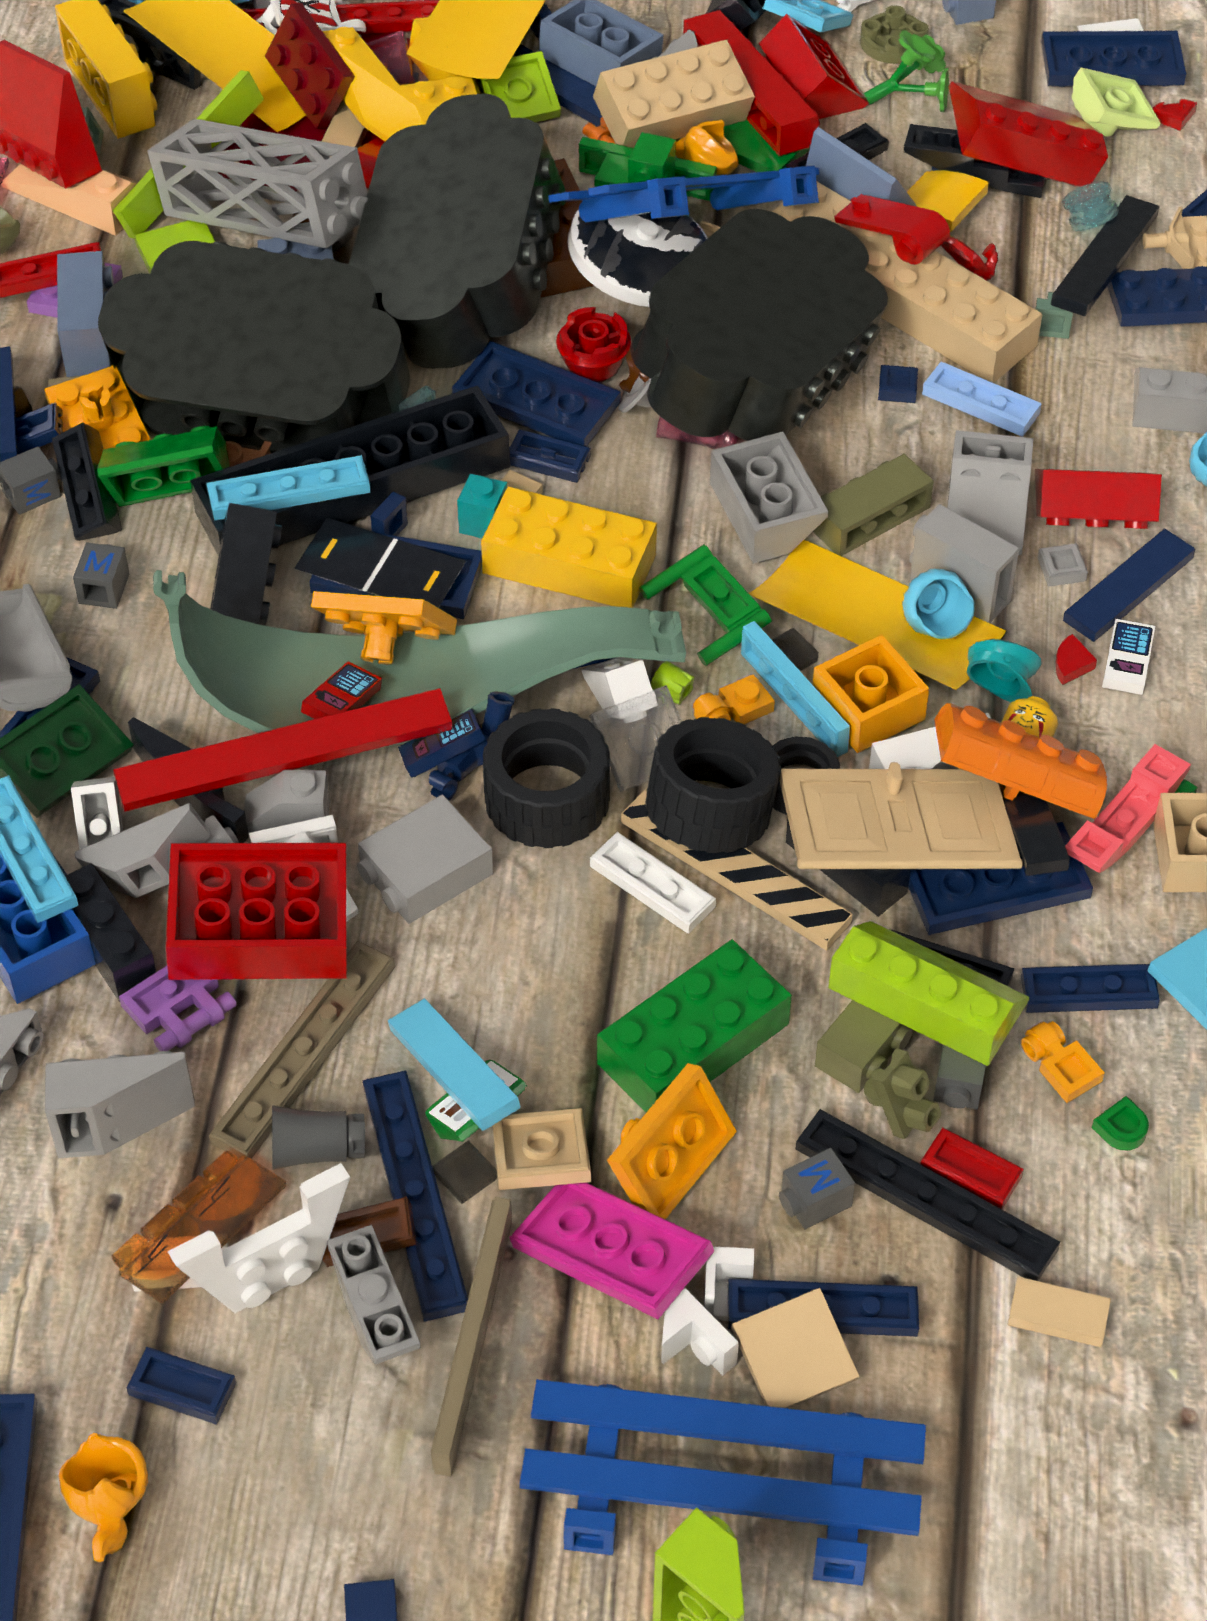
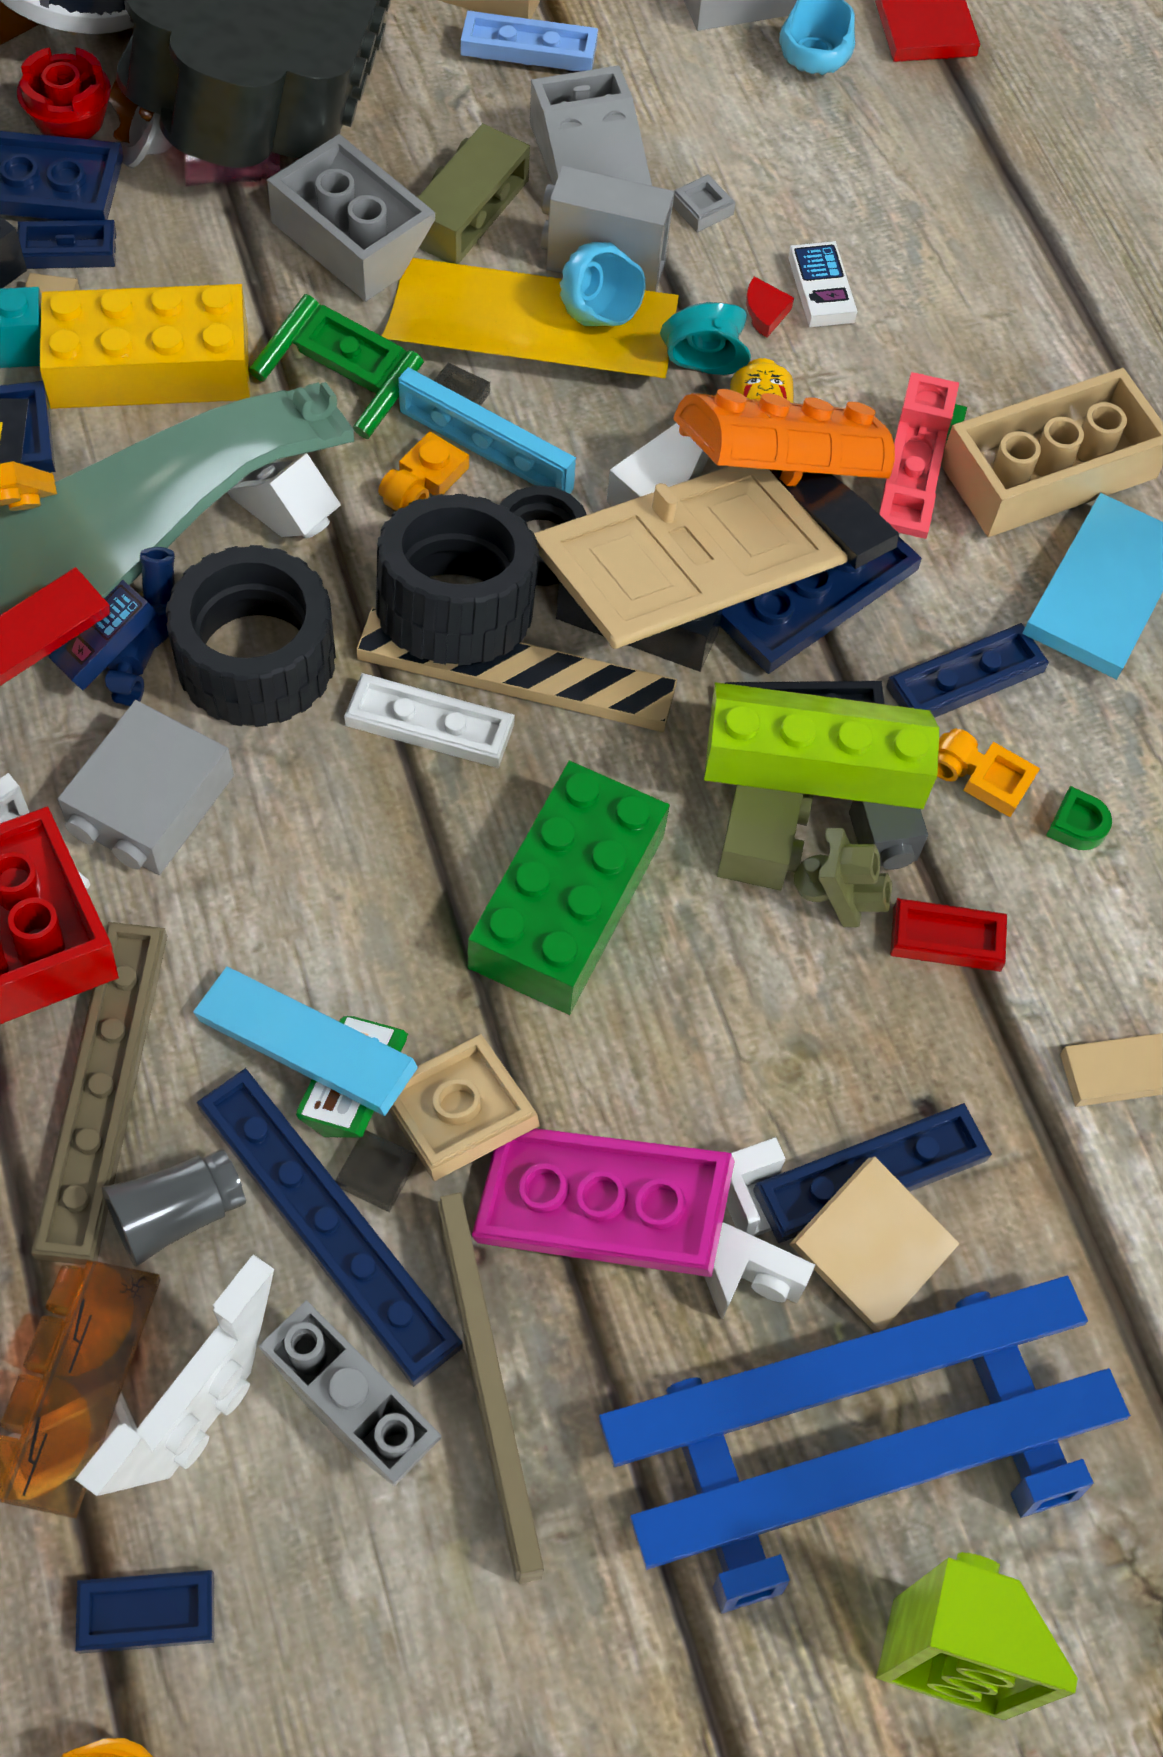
camera: 30 degrees left, 10 degrees up
(390, 1220) = (317, 1277): reddish brown tile -> none
(633, 733) = (338, 543): clear tile -> none
(672, 1143) = (614, 1042): light orange plate -> none
(677, 680) = (343, 470): lime hose -> none
(816, 1189) = (800, 1029): dark grey brick -> none
(872, 691) = (580, 407): light orange brick -> none
(898, 384) = (428, 50): dark blue tile -> none
(931, 1197) = (917, 986): black tile -> none
(1097, 497) = (710, 115): red slope -> none
(1129, 585) = (782, 205): dark blue tile -> none

